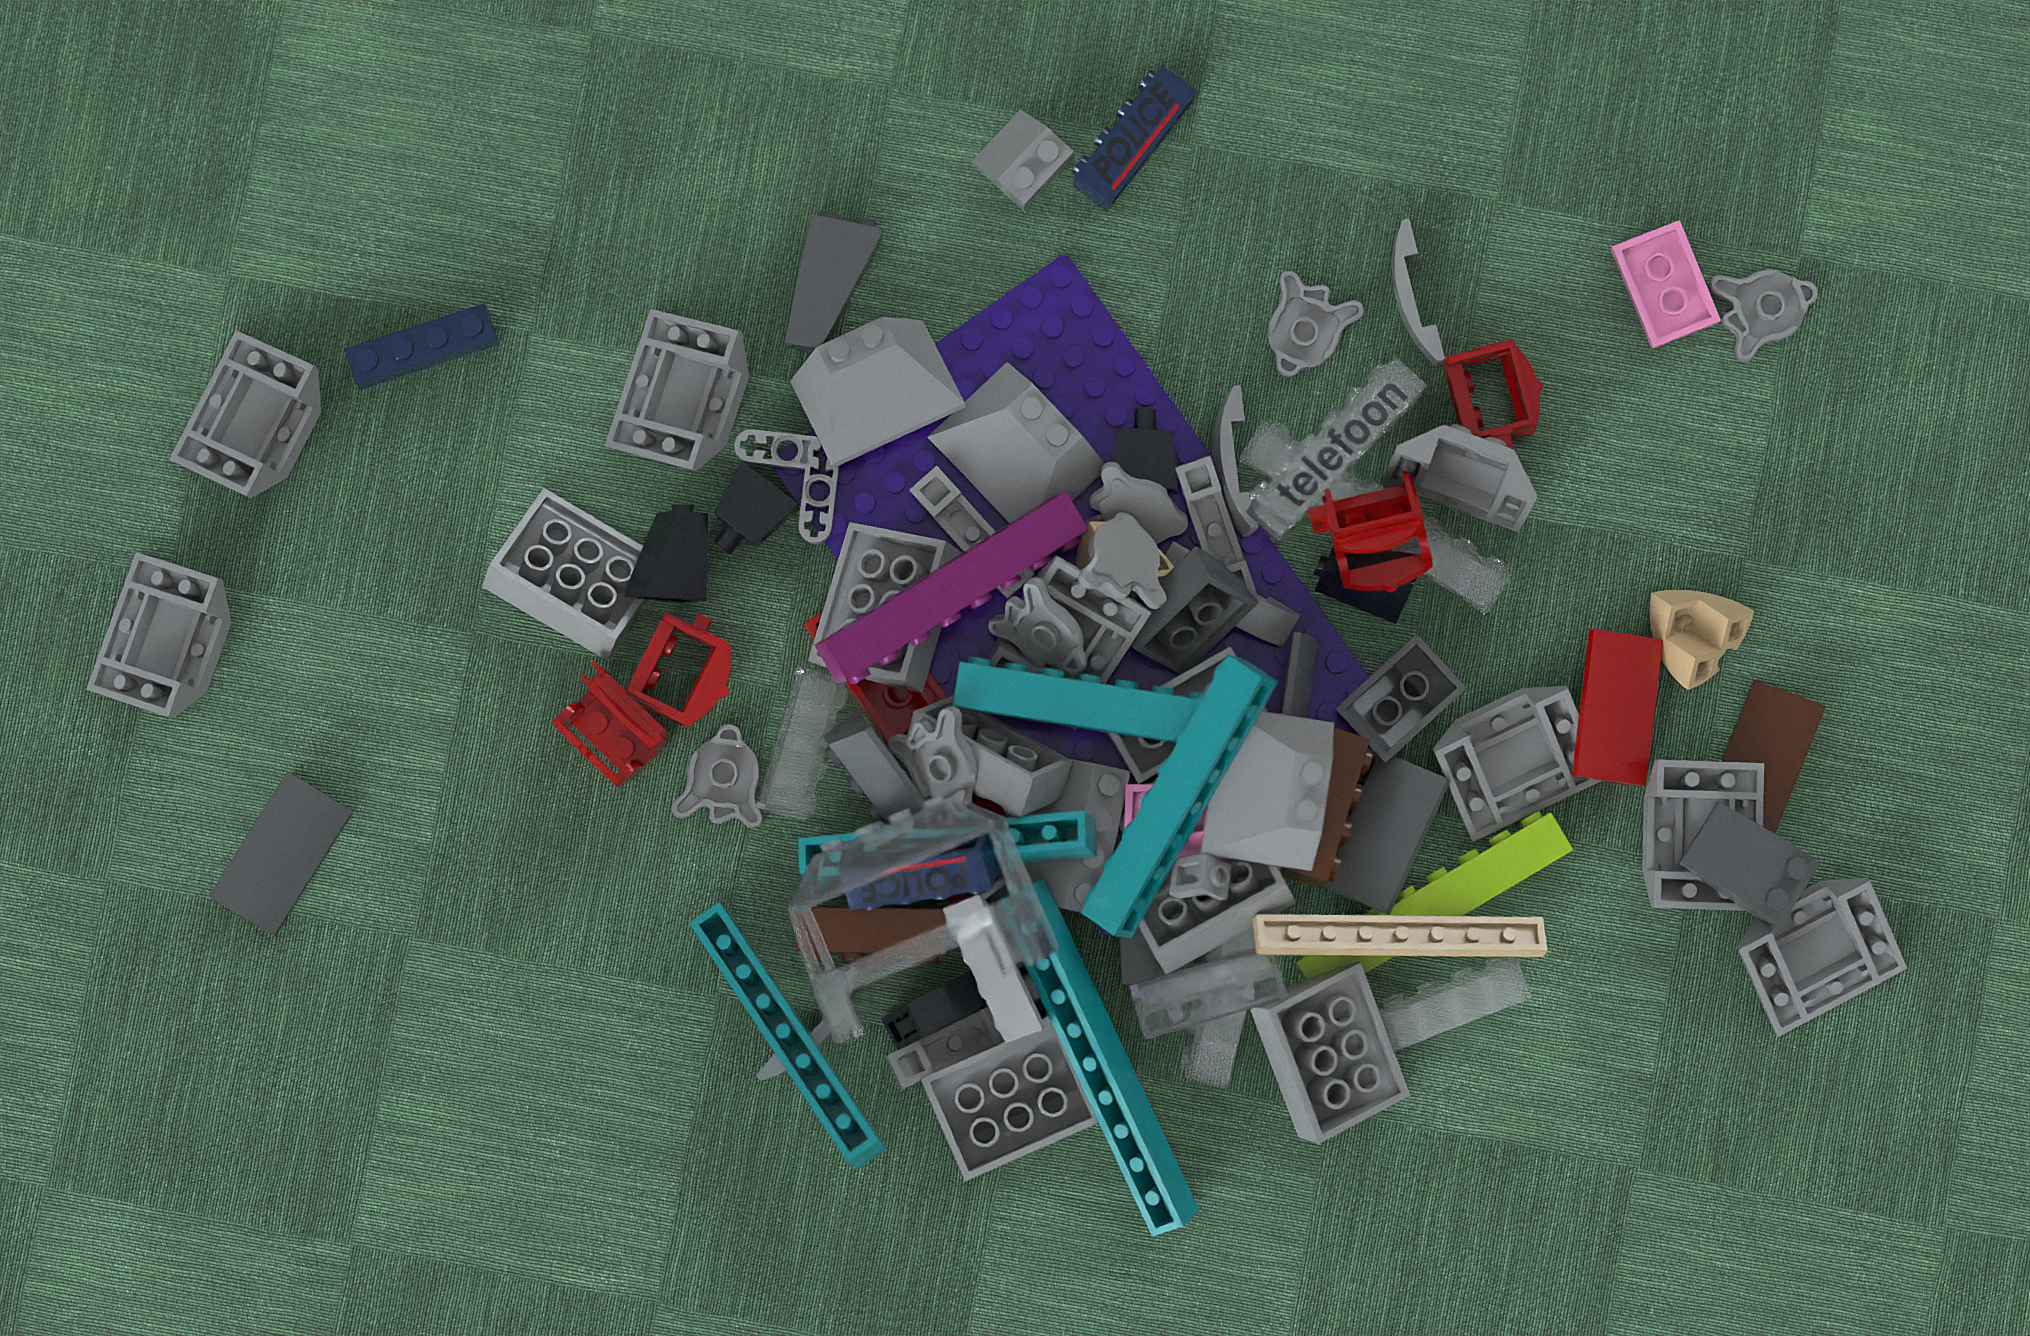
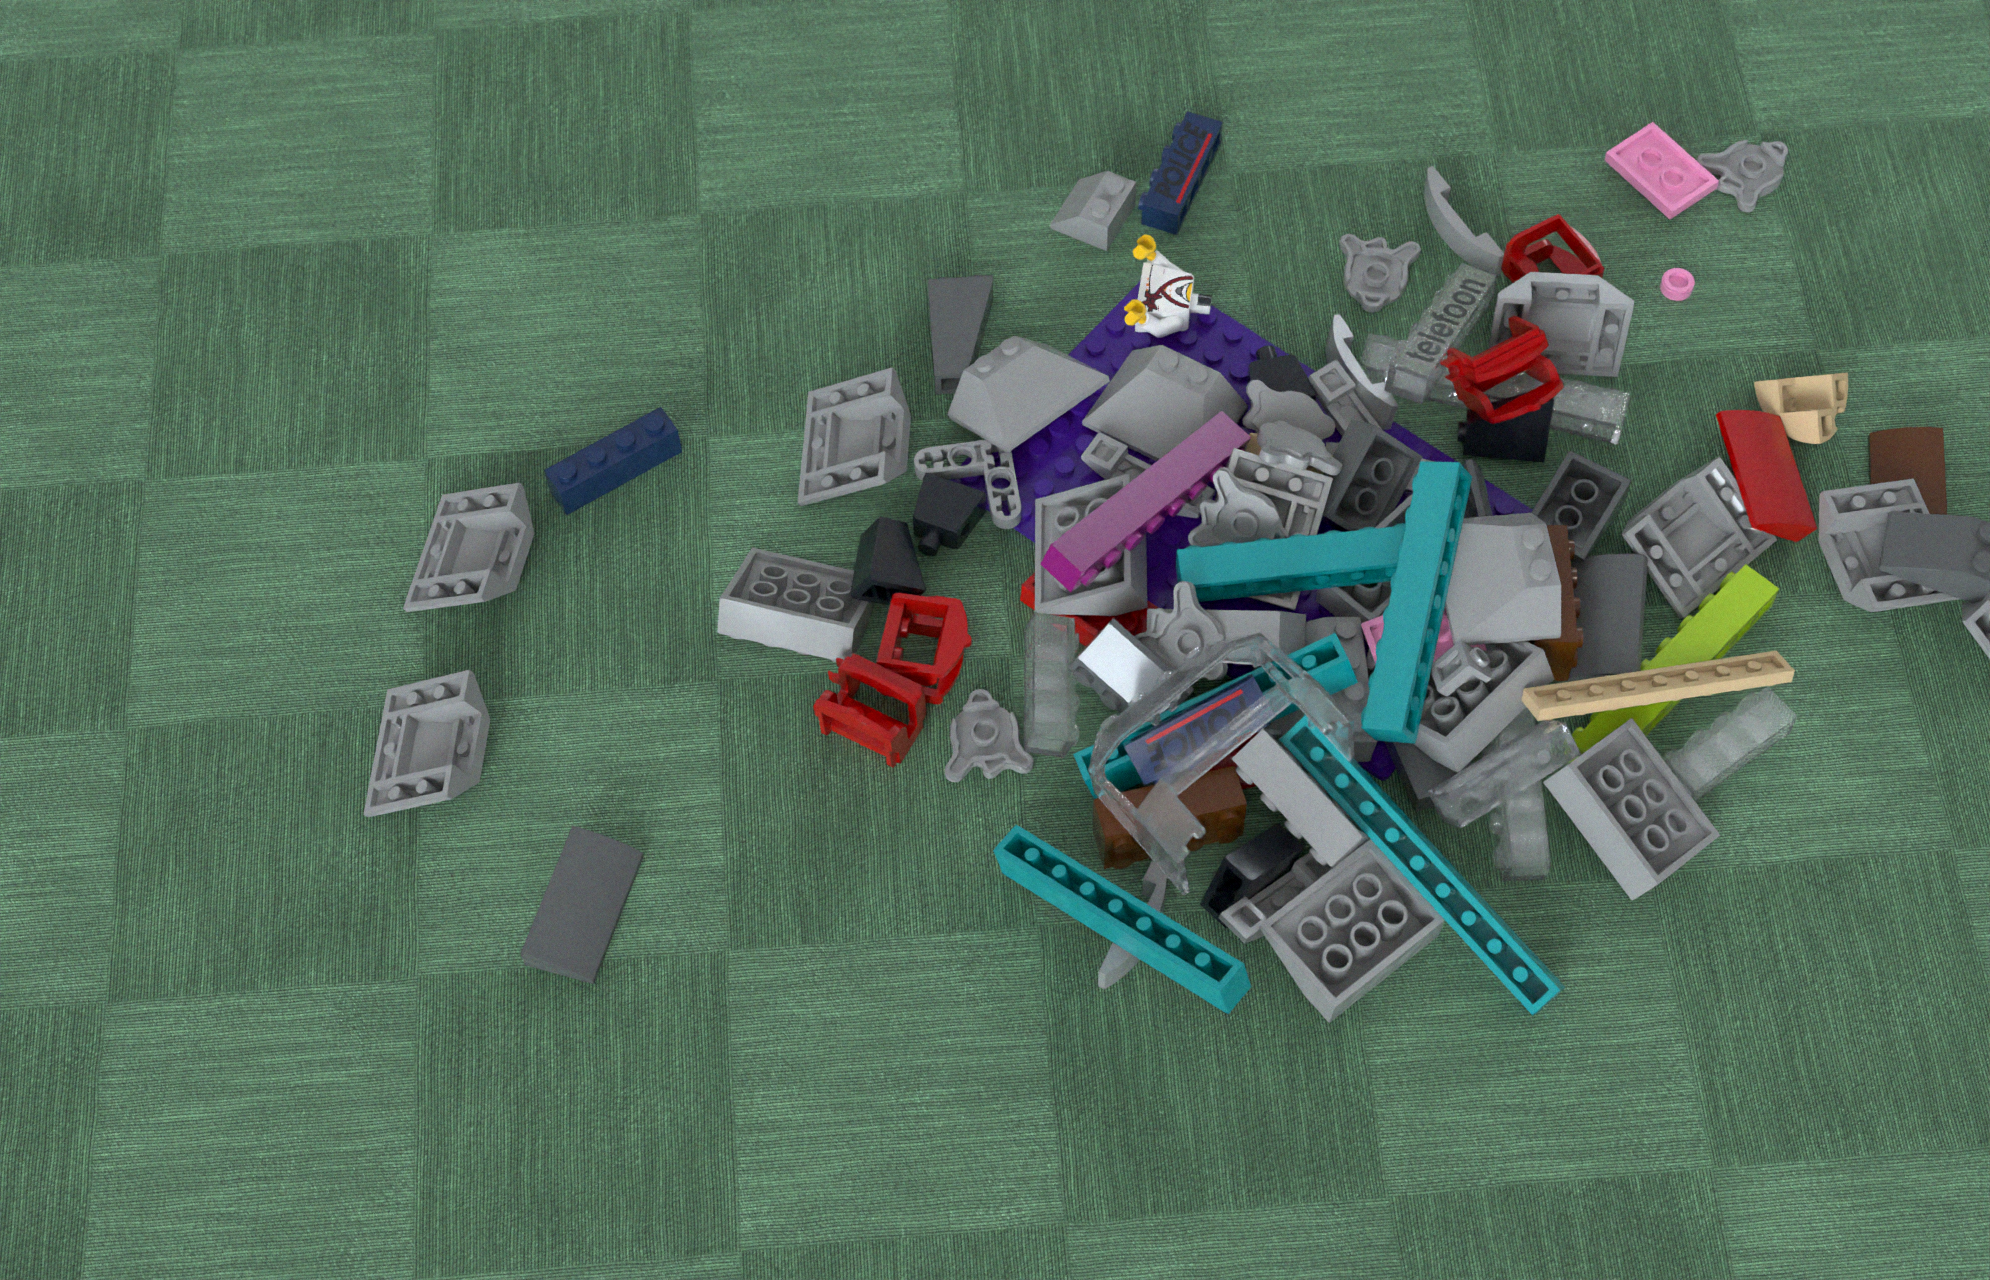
camera: 15 degrees left, 25 degrees down
(1059, 310) = (1163, 295): none -> torso
(1626, 435) = (1677, 284): none -> bright pink tile

